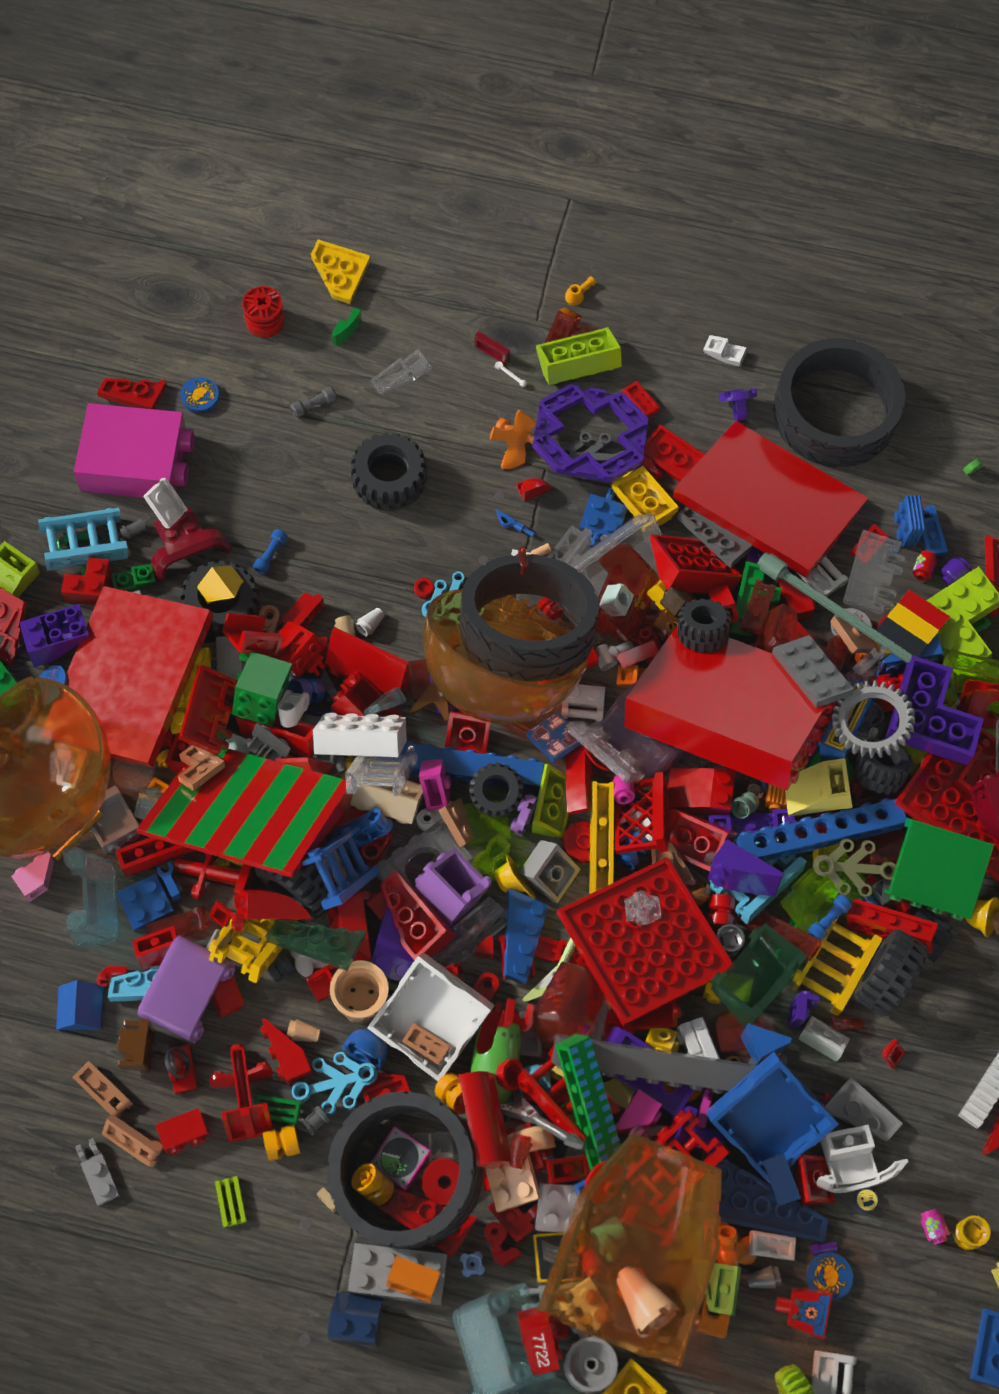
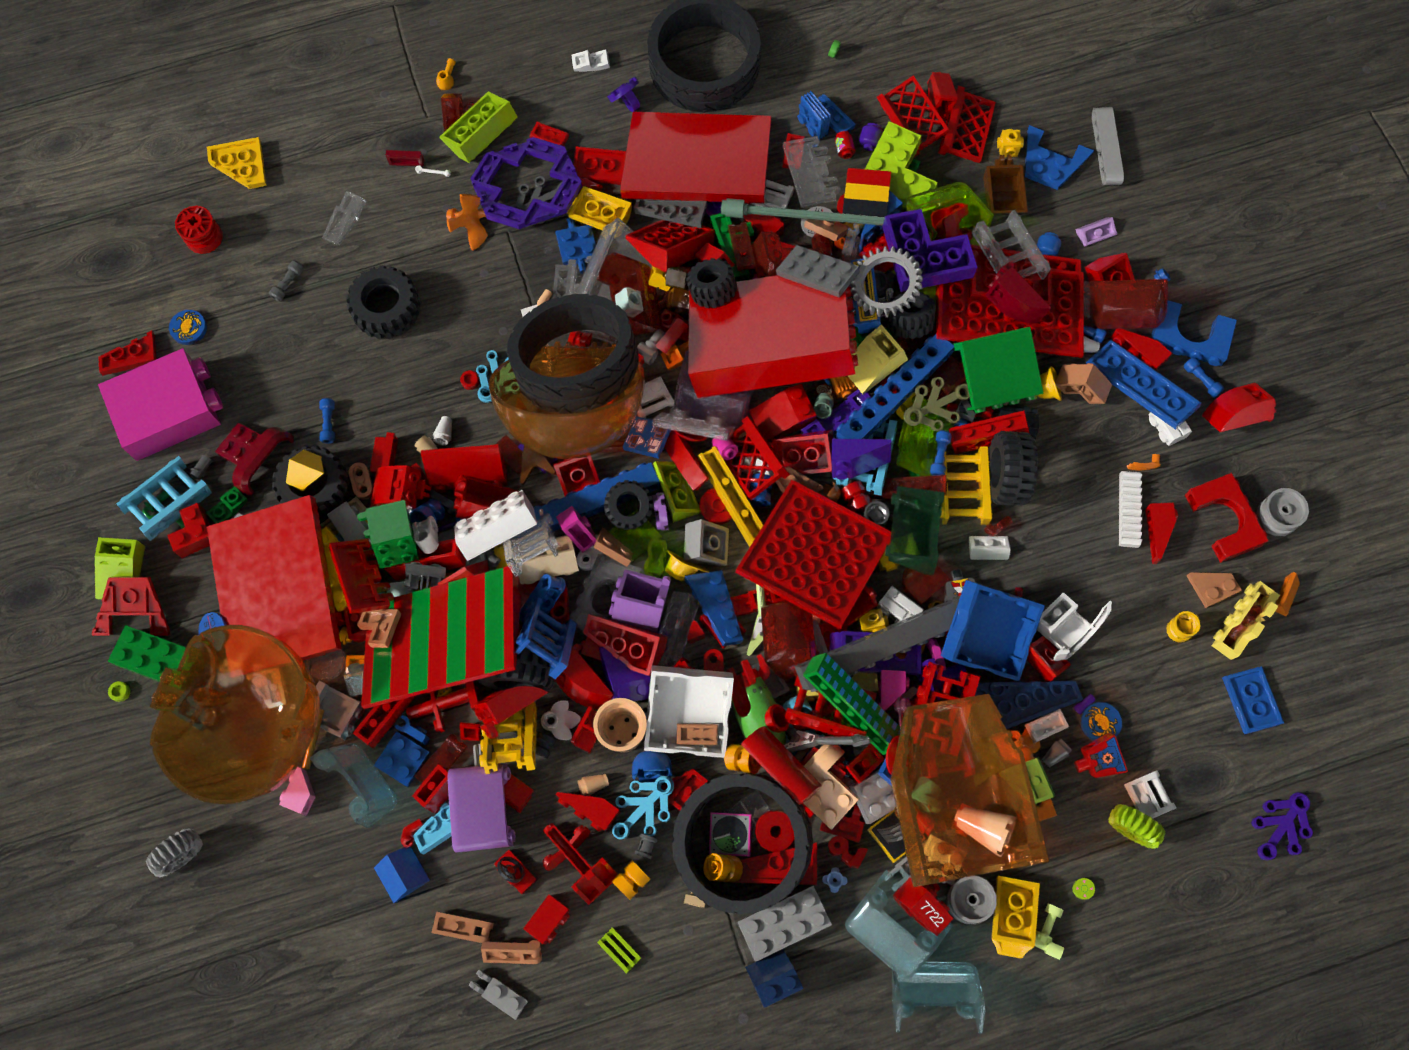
camera: 25 degrees left, 5 degrees up
(53, 634) = (189, 589): dark purple slope -> none
(137, 1045) = (468, 876): reddish brown panel -> none
(165, 503) = (215, 429): white plate -> none
(247, 635) = (351, 498): red panel -> none
(295, 1113) = (627, 850): green tile -> none
(323, 944) = (571, 706): clear green wing -> none
(345, 329) = (275, 207): green slope -> none
(386, 701) = (497, 486): clear light blue slope -> none
(413, 1279) = (801, 921): orange hinge -> none
(513, 523) = (508, 288): blue hand -> none
(519, 1150) = (822, 772): clear red cone -> none
(522, 559) = (541, 311): clear red piece -> none
(532, 488) = (506, 252): red brick -> none
(642, 908) = (800, 529): clear brick -> none
(763, 1042) = (950, 578): blue slope -> none
(781, 1179) = (1026, 672): dark blue tile -> none
(800, 1008) = (960, 536): dark purple bracket -> none
(860, 1108) = (1049, 584): light grey wing -> none
(866, 1200) = (1093, 649): tile -> none
(893, 1053) = (1045, 528): red slope -> none
(934, 1226) = (1154, 638): dark pink brick -> none

